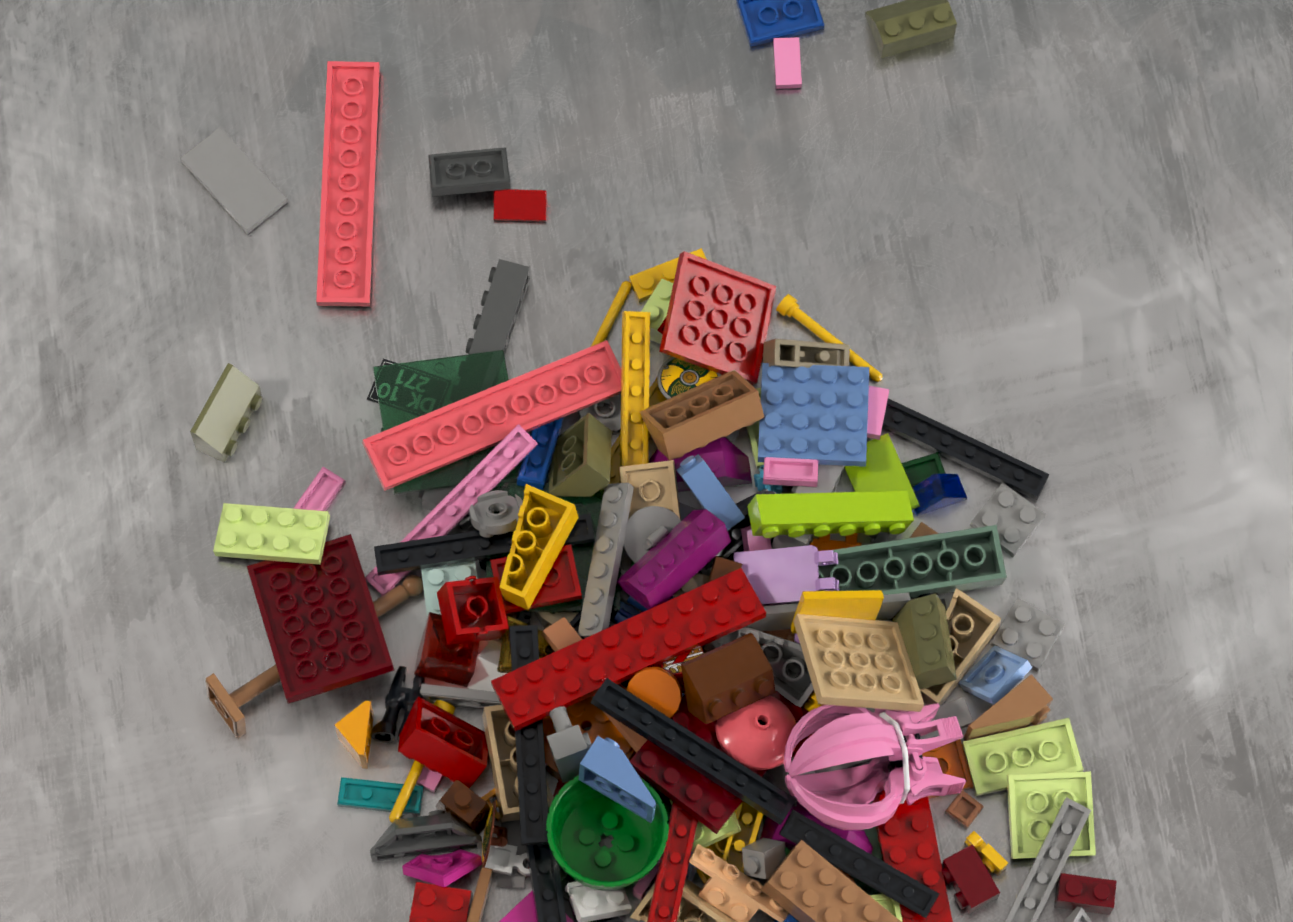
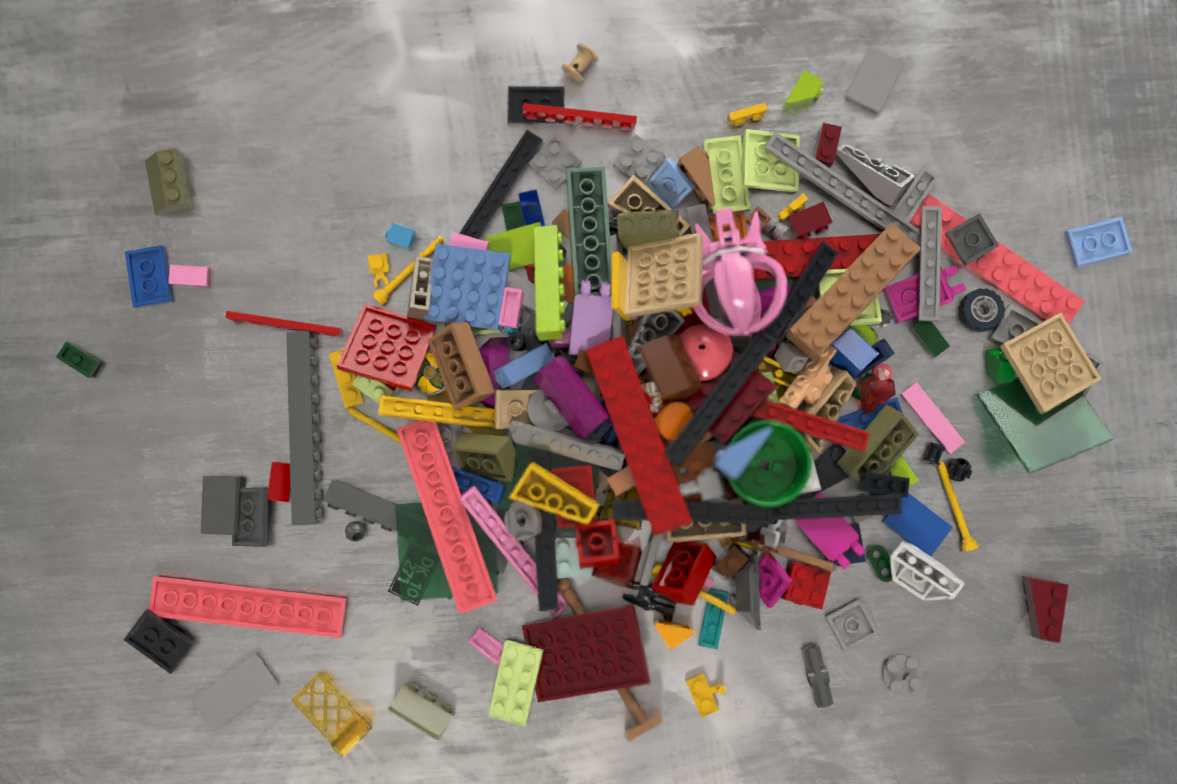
camera: 80 degrees left, 15 degrees up
(192, 329) = (350, 732): none -> clear yellow piece
(272, 791) = (703, 694): none -> yellow plate
(294, 79) = (159, 641): none -> black tile
(461, 306) = (355, 531): none -> dark grey piece
(481, 133) = (220, 505): none -> dark grey tile
(595, 226) = (302, 428): none -> dark grey brick
(735, 188) = (284, 324): none -> red tile
(746, 490) = (513, 339): none -> black bush
(829, 301) = (379, 266): none -> yellow plate
(874, 324) = (400, 236): none -> dark azure brick
(953, 832) = (778, 231): none -> light grey wheel
(1077, 552) = (585, 117): none -> red plate
(1087, 486) = (535, 95): none -> black tile
(1110, 767) = (740, 116): none -> yellow plate
(1156, 537) = (580, 62): none -> tan hose
(1162, 855) = (804, 91): none -> lime slope

